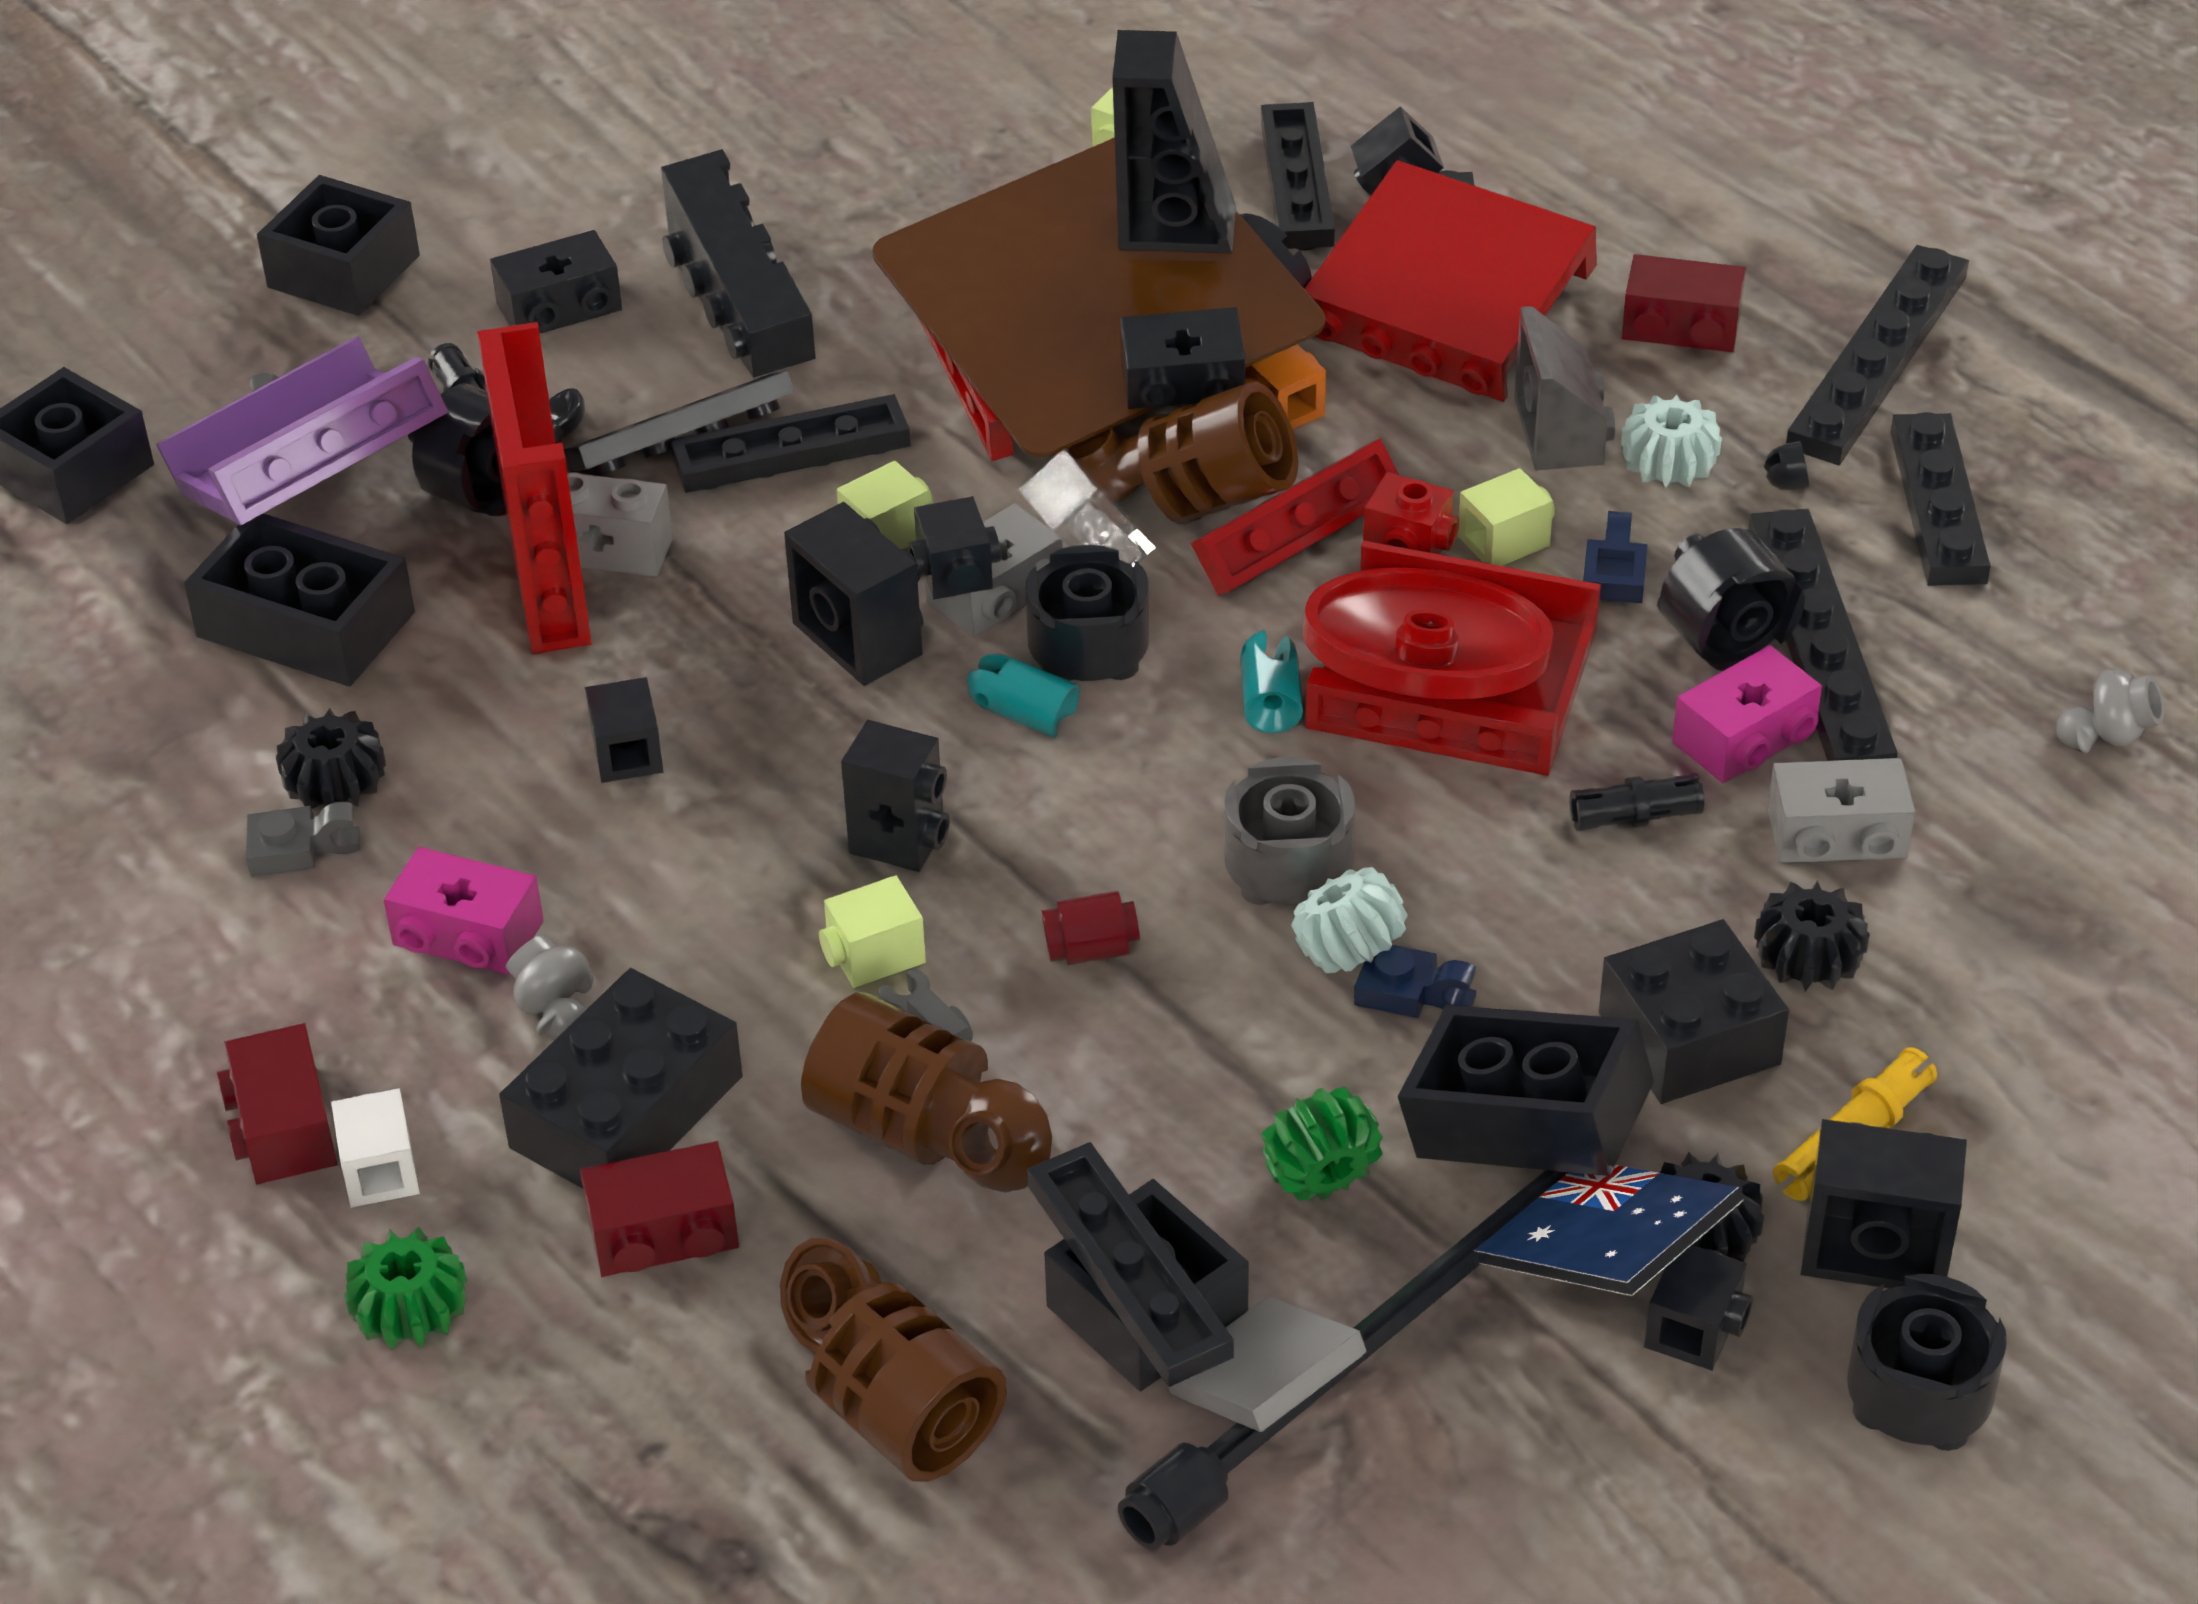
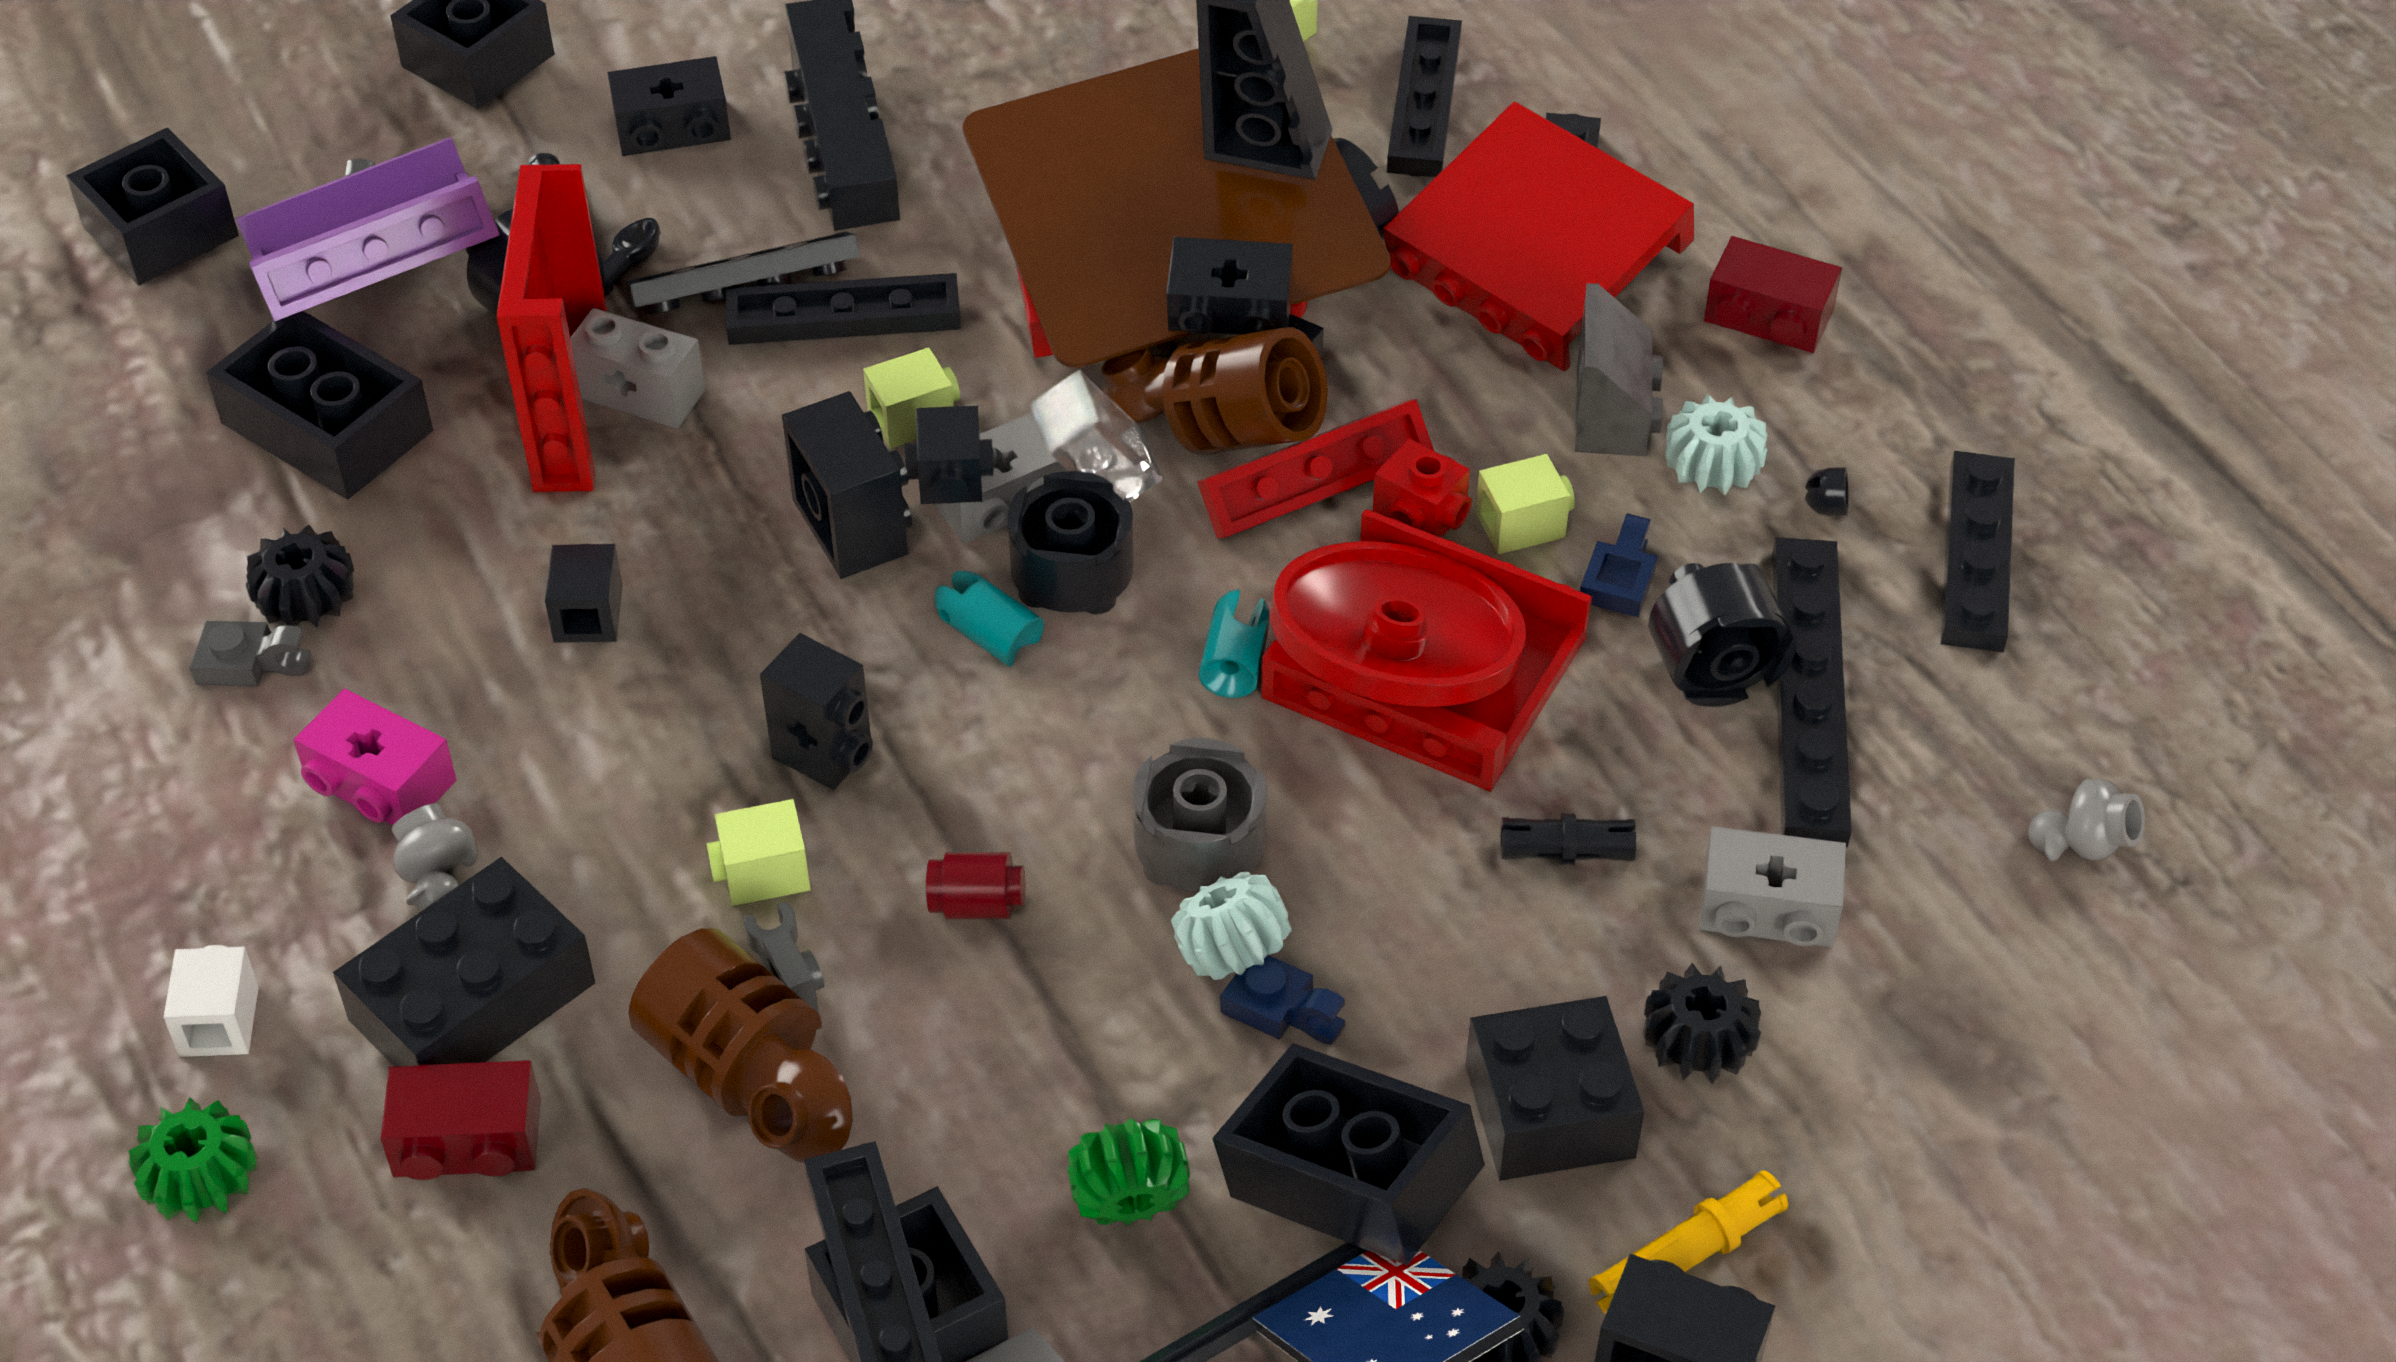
camera: 10 degrees right, 5 degrees up
(278, 1104) = (132, 933): dark red brick -> none
(1295, 381) = (1350, 324): orange brick -> none
(1392, 140) = (1530, 80): black brick -> none
(1746, 714) = (1706, 761): dark pink brick -> none
(1877, 354) = (1958, 380): black plate -> none

